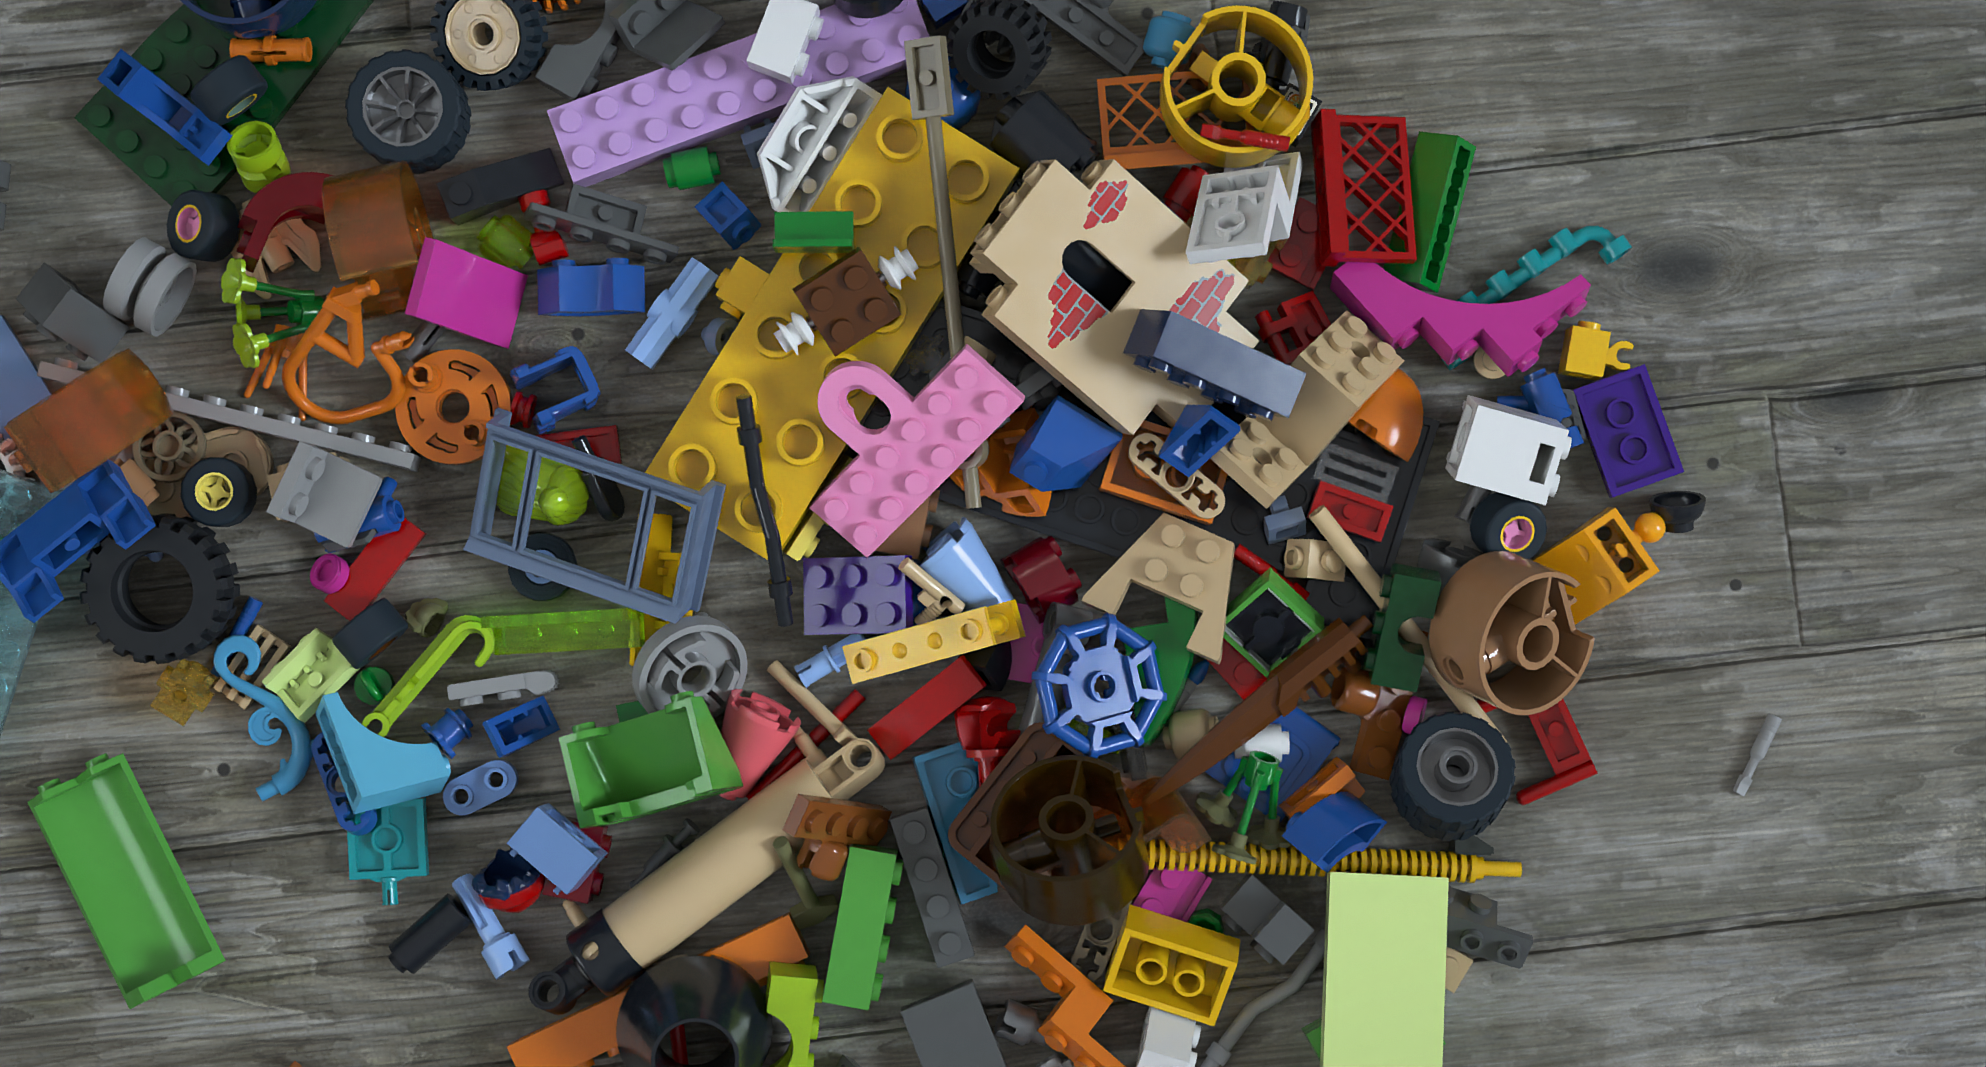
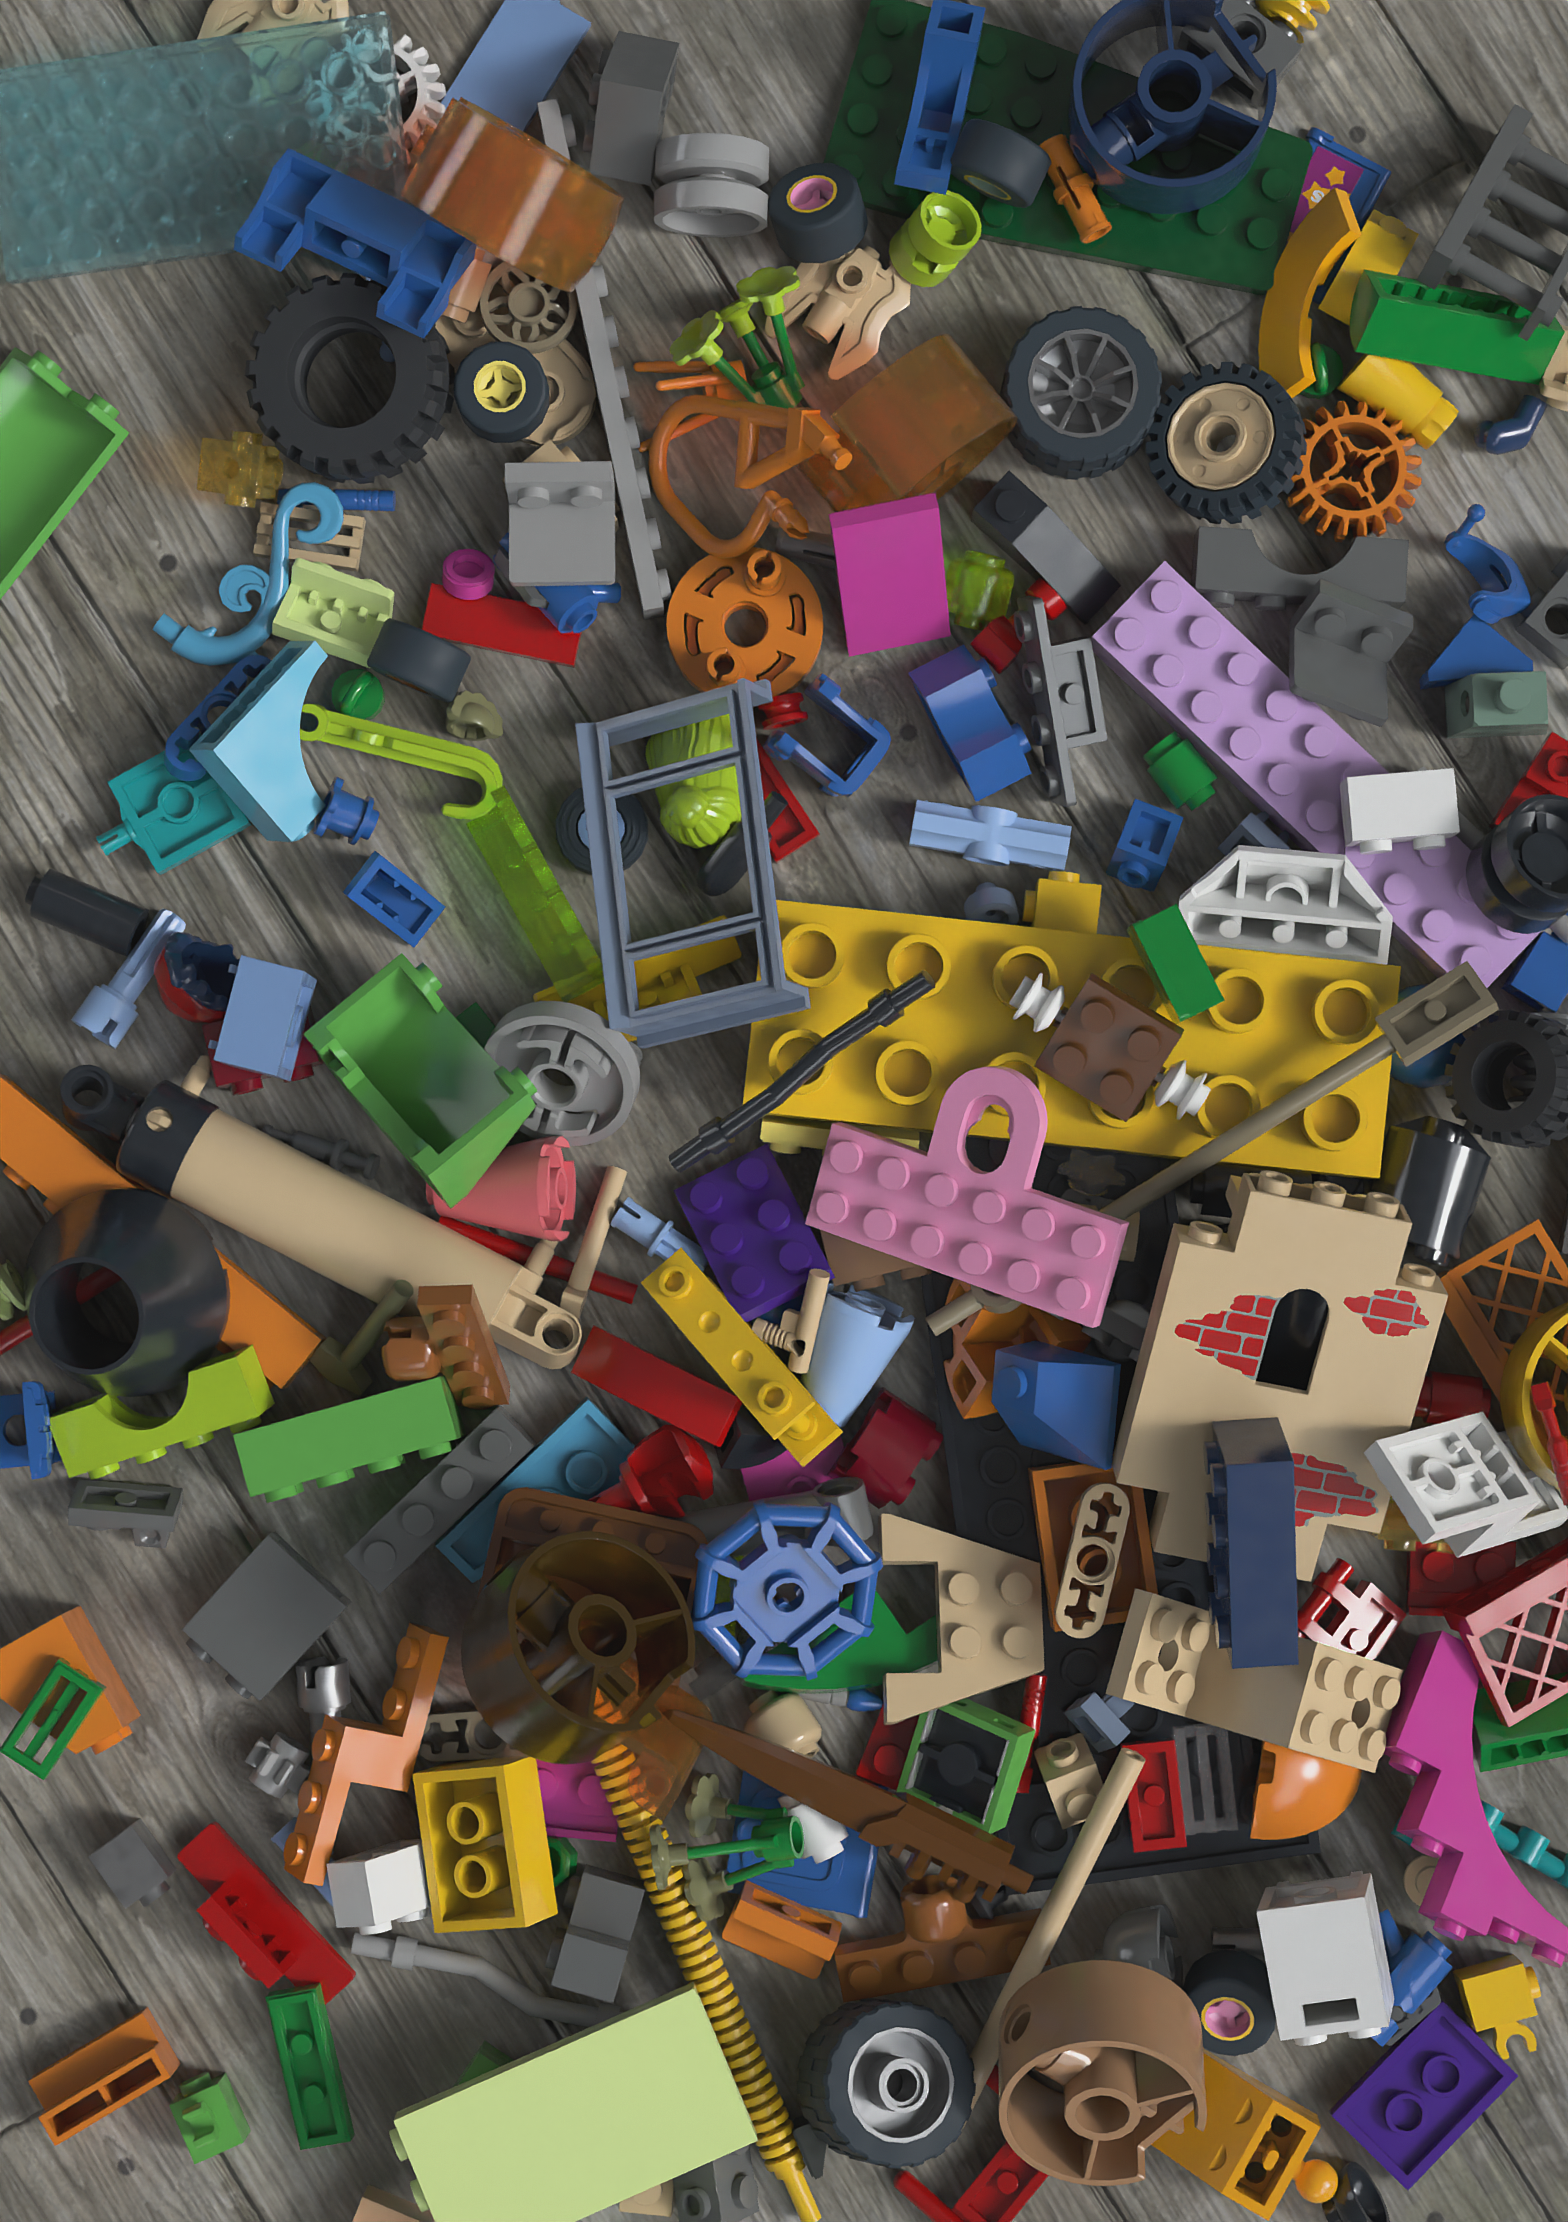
camera: 75 degrees right, 0 degrees up
(279, 201) = (894, 291): dark red arch -> none
(479, 787) = (295, 885): medium blue plate -> none
(506, 687) = (433, 857): light grey hinge -> none
(1197, 437) = (1152, 1564): blue slope -> none
(1333, 829) = (749, 1965): blue brick -> none
(1407, 594) = (1084, 1919): dark green arch -> none
(1414, 713) = (940, 1995): dark pink tile -> none

